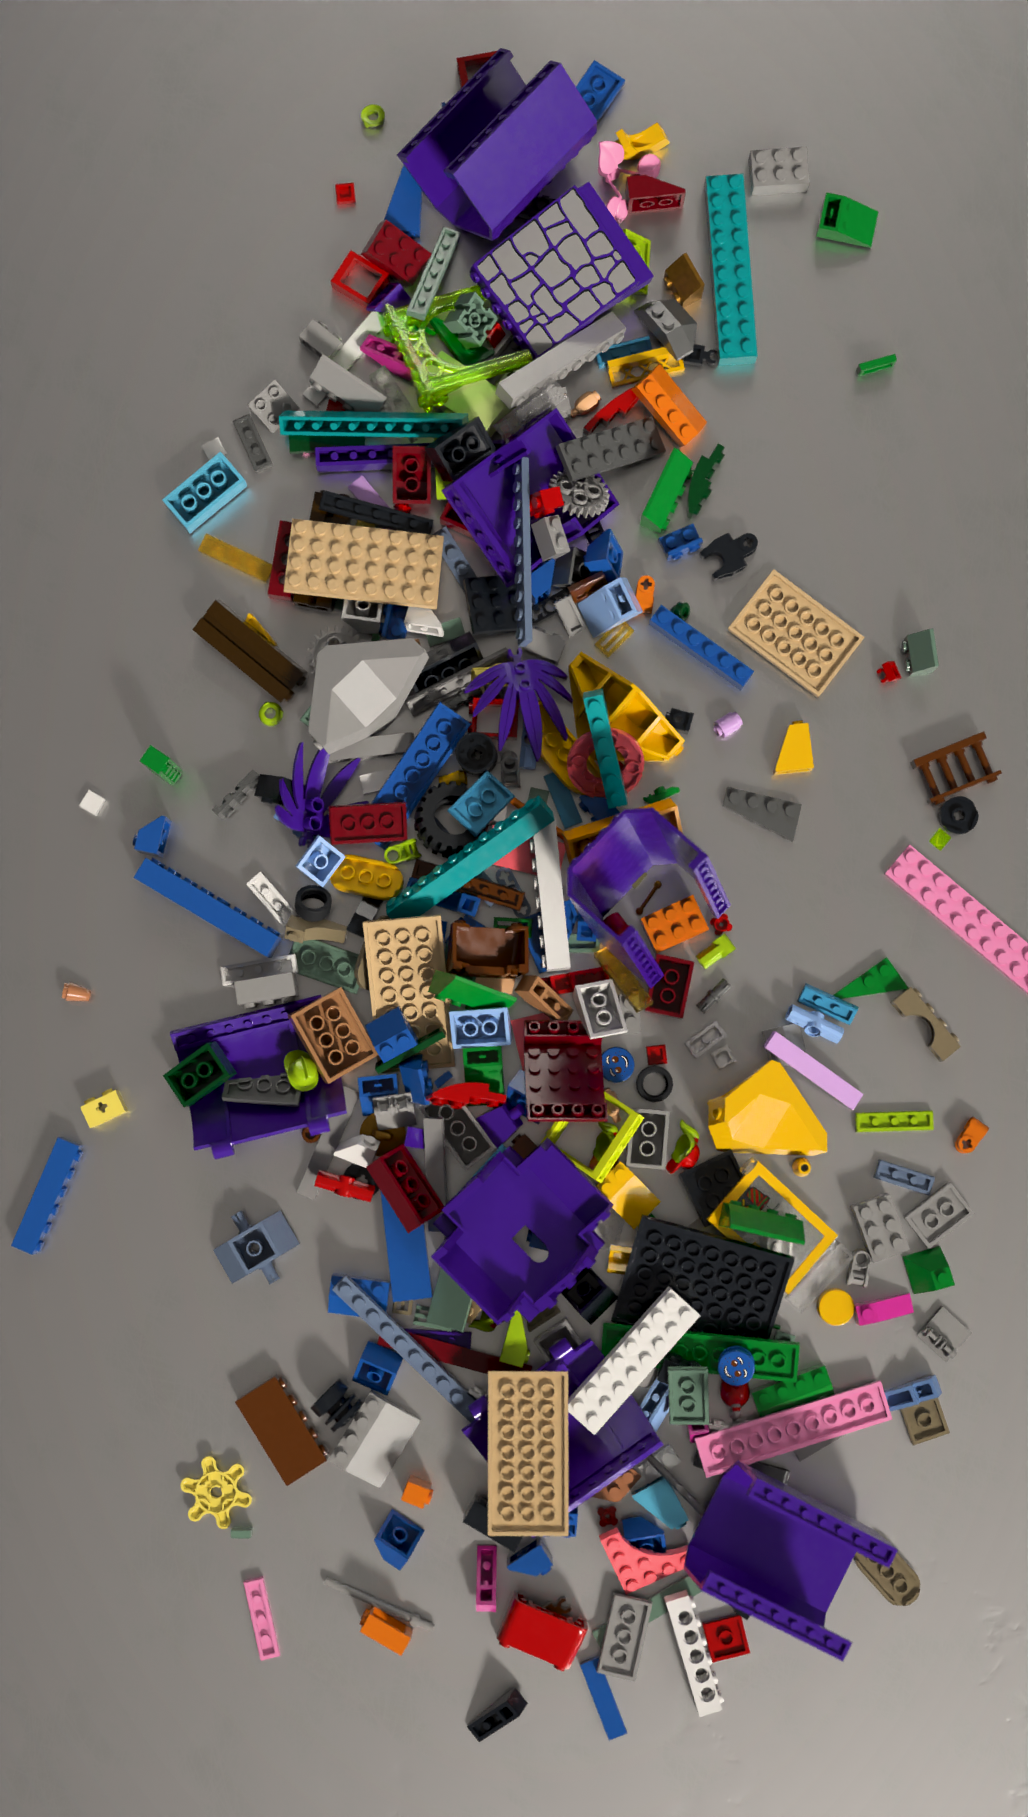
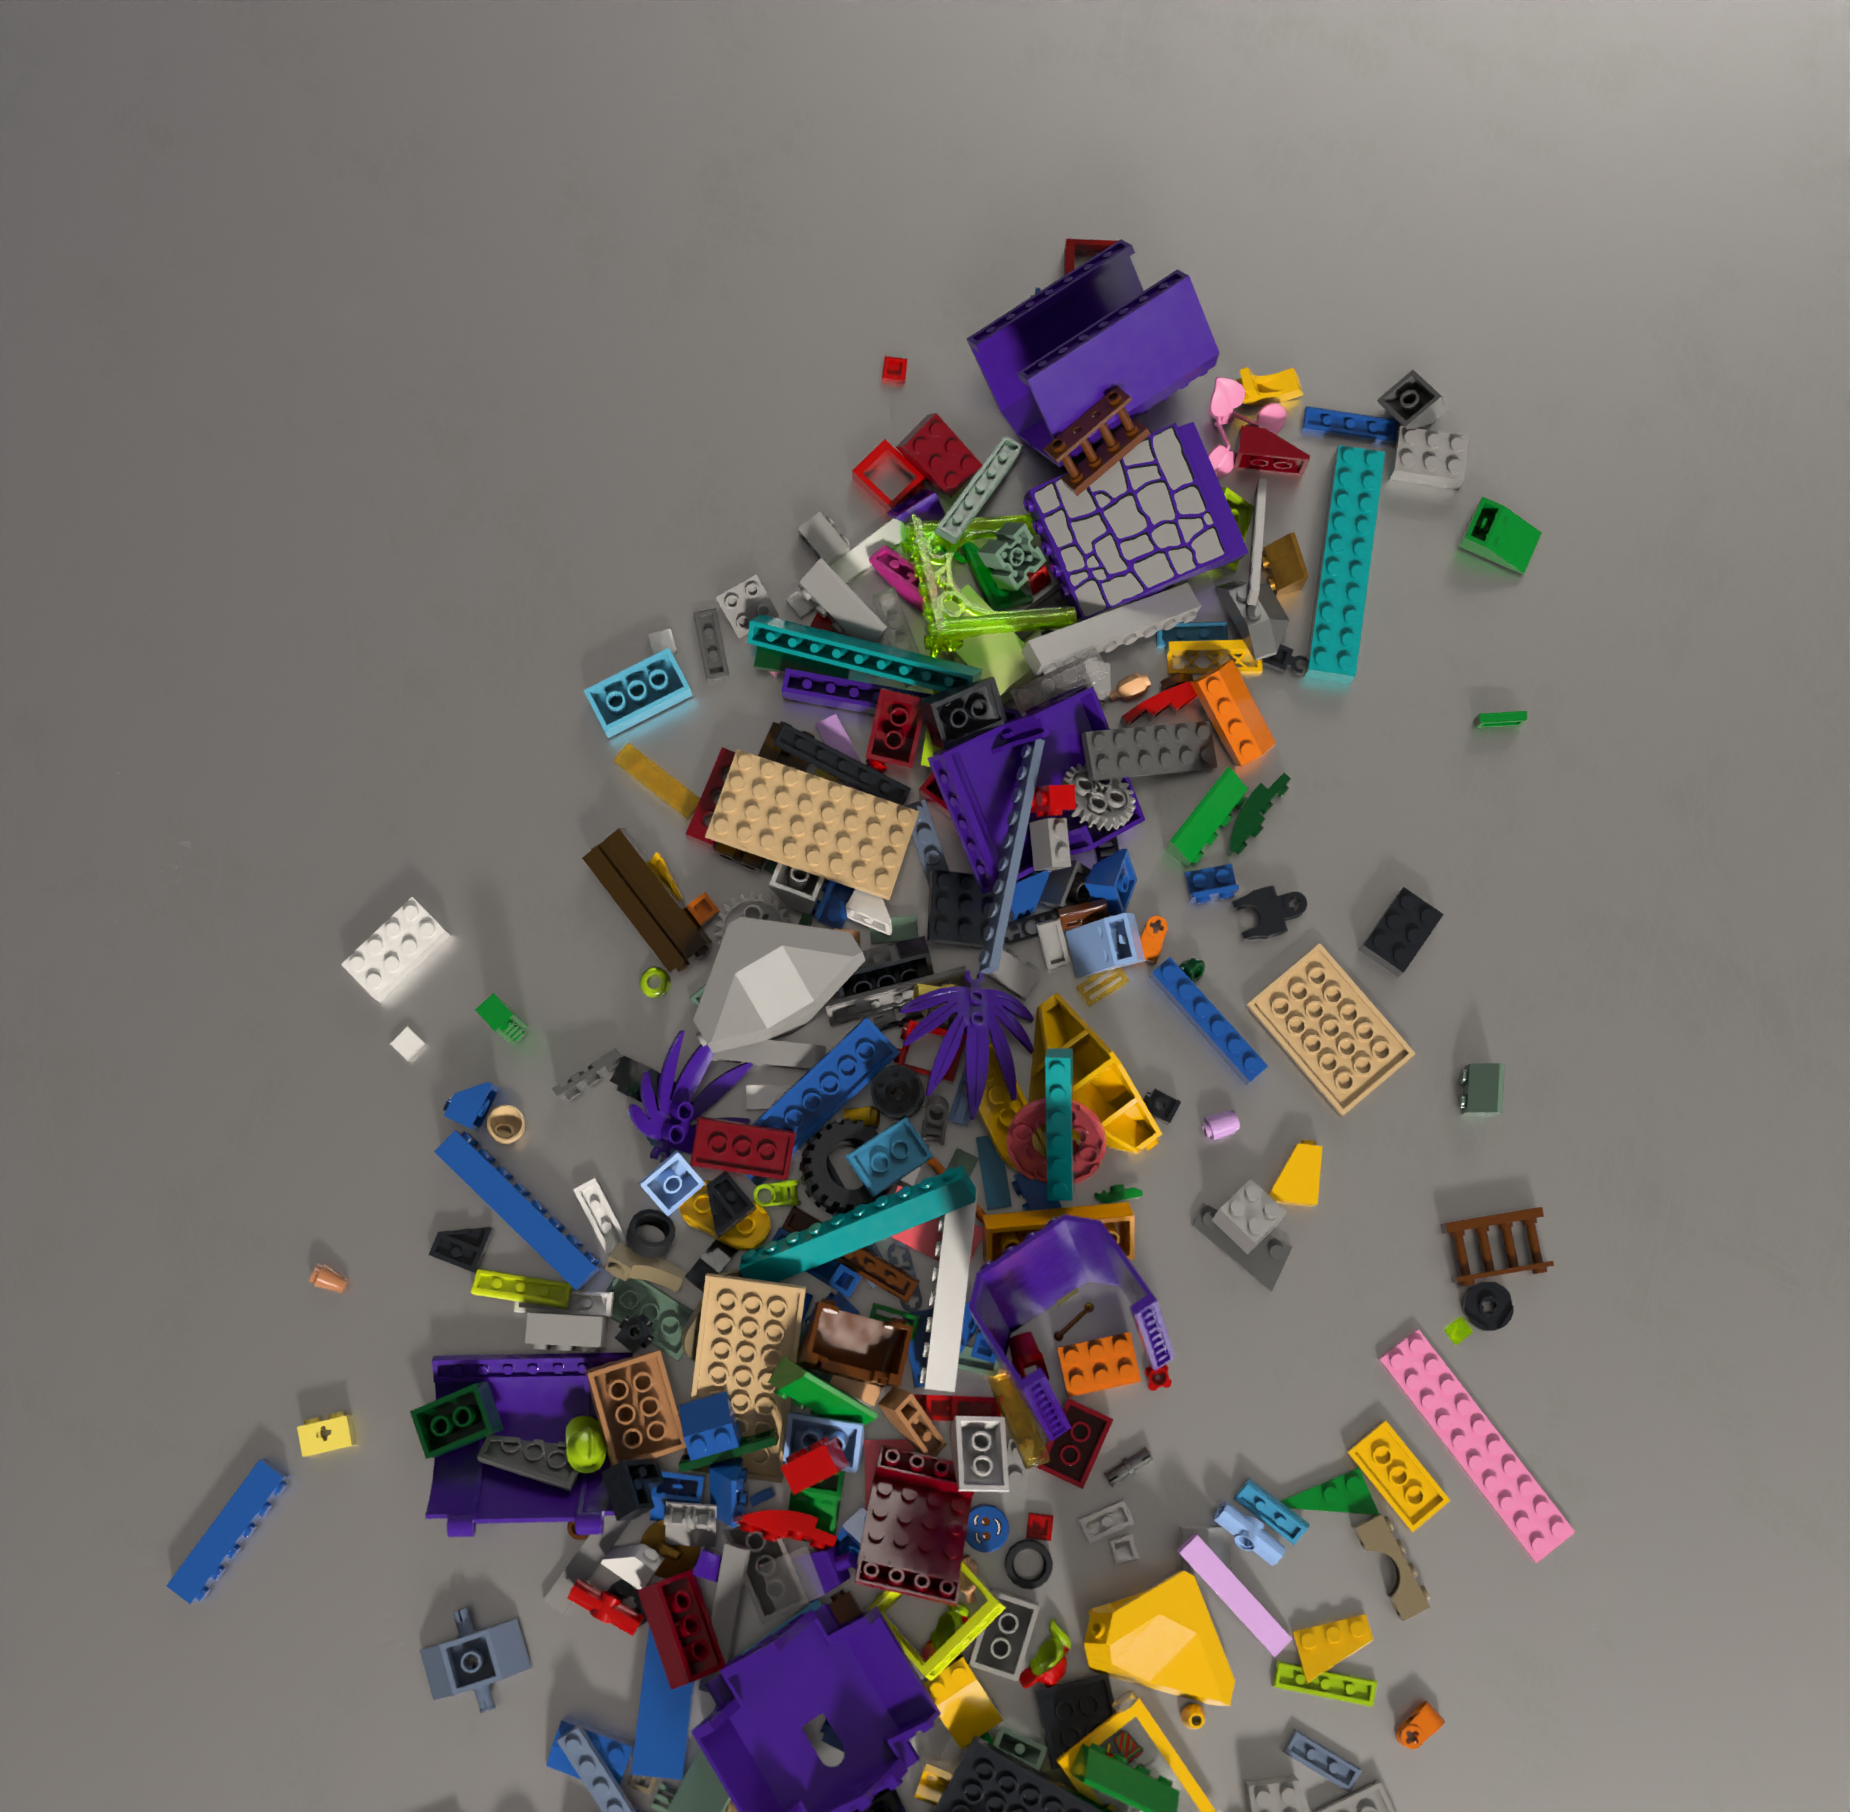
camera: 10 degrees right, 5 degrees down
(65, 732) = (395, 949): none -> white brick
(171, 946) = (462, 1247): none -> black wing
(182, 846) = (505, 1124): none -> tan piece
(224, 966) = (521, 1288): none -> neon yellow tile
(294, 648) = (703, 909): none -> orange tile
(313, 974) = (626, 1334): none -> black brick
(343, 1090) = (630, 1487): none -> black brick
(366, 867) = (727, 1203): none -> black wing
(372, 109) = (945, 277): lime piece -> none
(405, 205) = (964, 401): blue slope -> none
(478, 1044) = (817, 1464): none -> red brick
(480, 1133) = (792, 1579): none -> clear tile
(527, 222) = (1107, 454): none -> reddish brown fence
(599, 88) = (1230, 312): blue plate -> none
(621, 388) = (1175, 680): none -> reddish brown tile
(658, 267) = (1257, 542): none -> light grey tile
(678, 1216) = (1020, 1747): none -> sand green slope
(711, 159) = (1349, 425): none -> blue tile
(719, 949) = (1146, 1409): lime piece -> none
(757, 129) = (1413, 402): none -> dark grey slope
(763, 787) = (1249, 1216): none -> light grey brick
(834, 546) = (1401, 931): none -> black brick
(891, 671) = (1440, 1104): red tile -> none
(891, 1091) = (1330, 1643): none -> yellow wing
(917, 956) = (1398, 1476): none -> yellow plate

